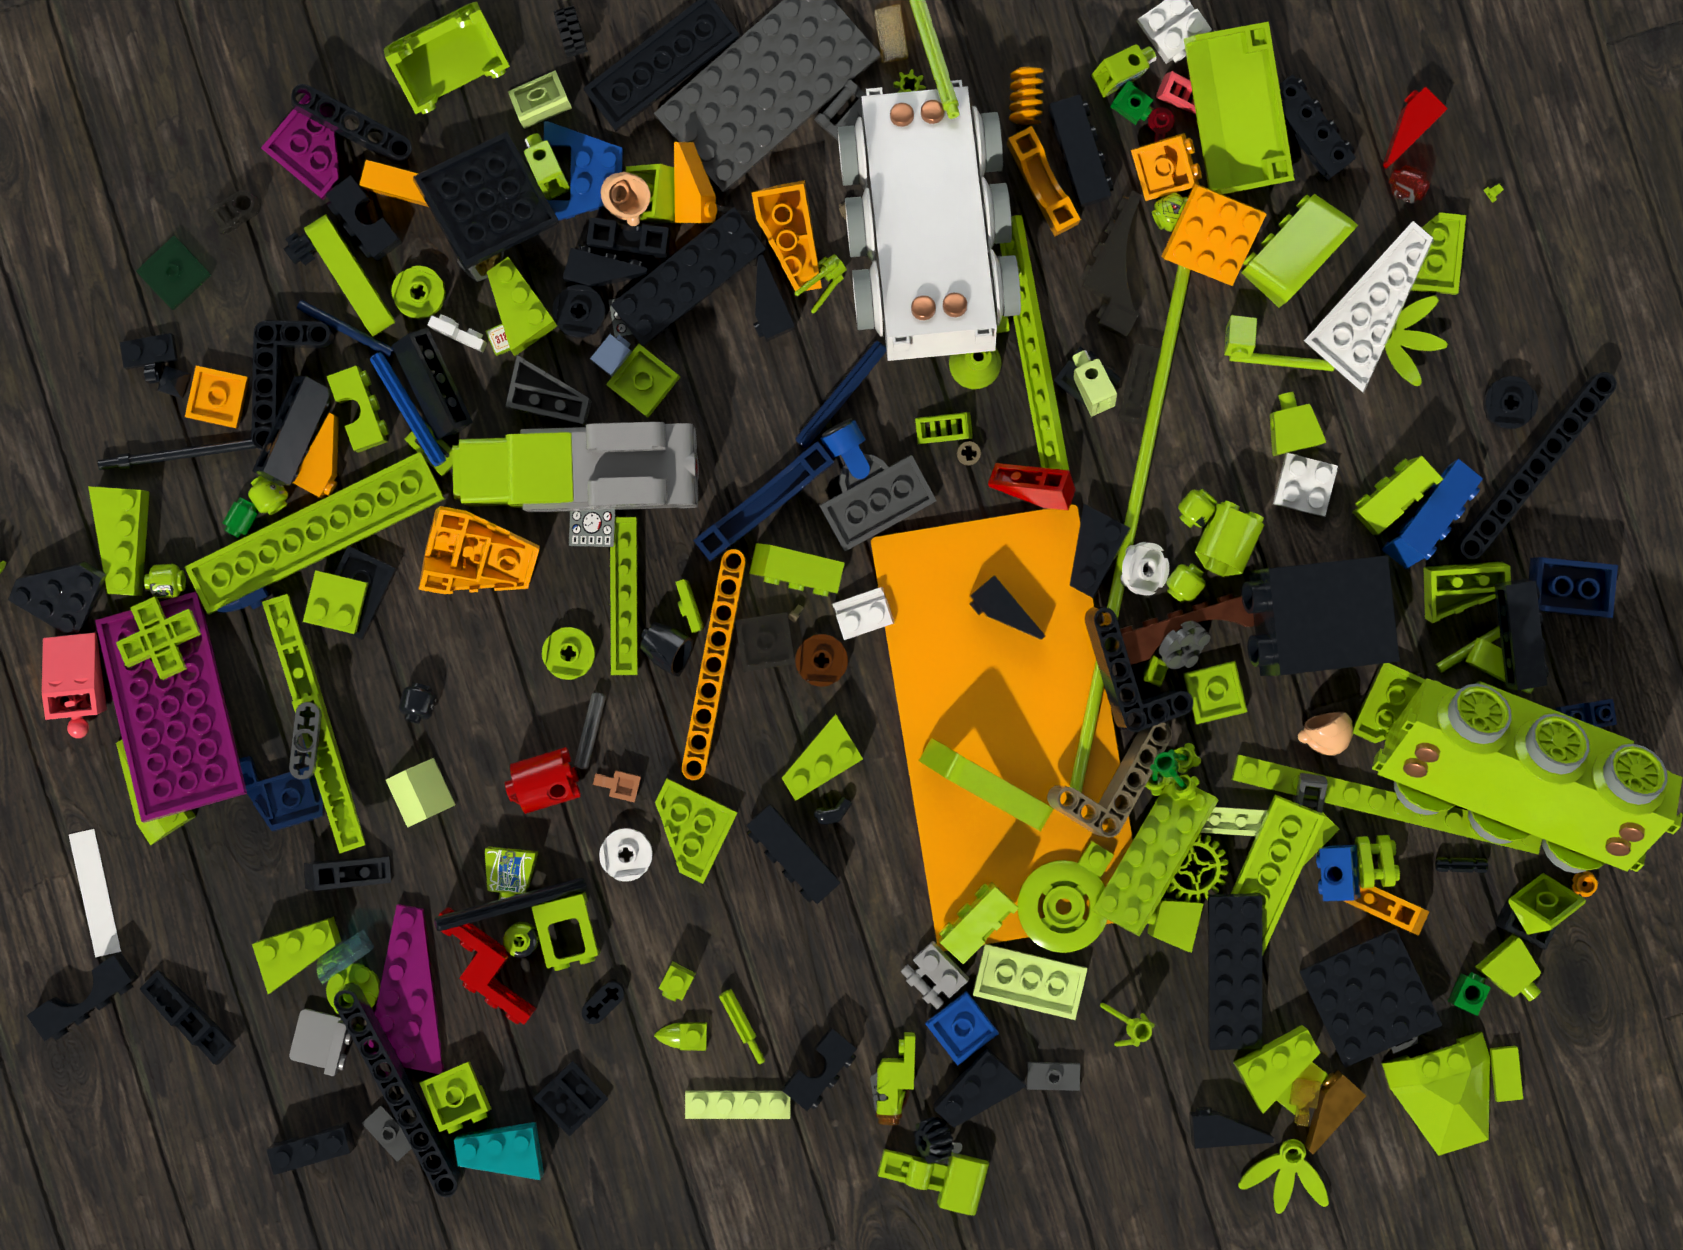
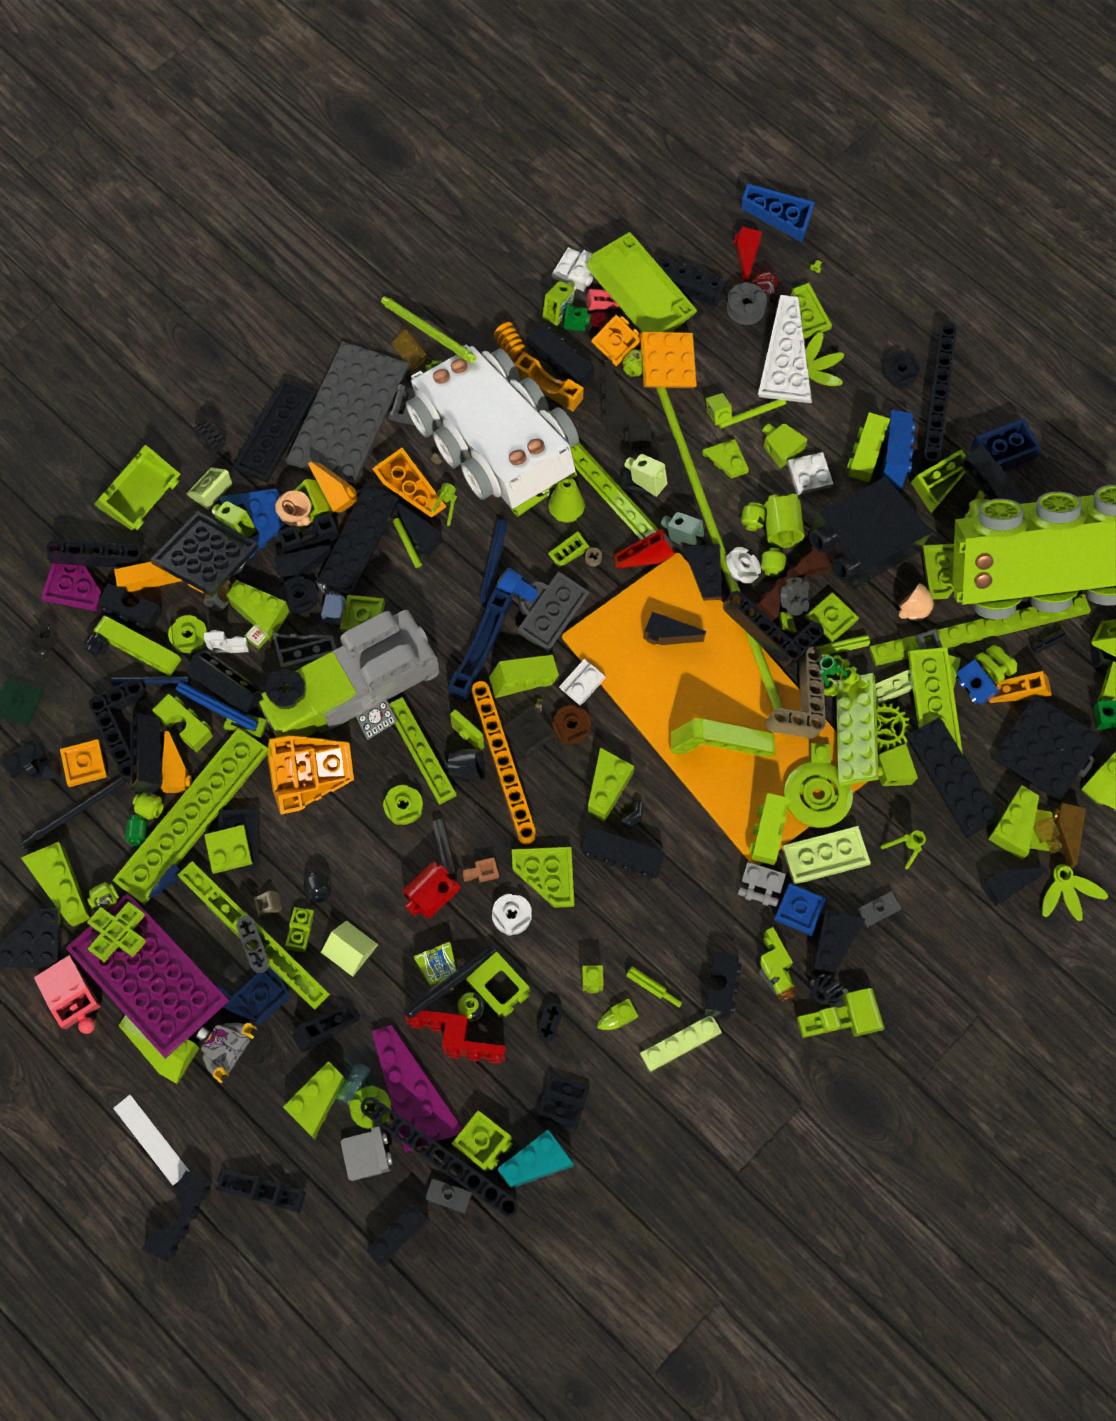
camera: 30 degrees left, 20 degrees down
(220, 836) = (224, 1046): none -> light grey torso
(353, 688) = (267, 903): none -> dark tan slope
(374, 740) = (299, 929): none -> lime slope
(504, 448) = (292, 697): none -> black plate
(748, 316) = (409, 547): none -> lime bar
(1103, 491) = (684, 529): none -> sand green torso
(1206, 735) = (844, 645): none -> lime axle
(1214, 408) = (728, 458): none -> lime wing
(1297, 248) = (722, 346): lime windscreen -> none
(1382, 197) = (755, 303): none -> dark grey wheel
(1492, 86) = (778, 210): none -> blue wedge

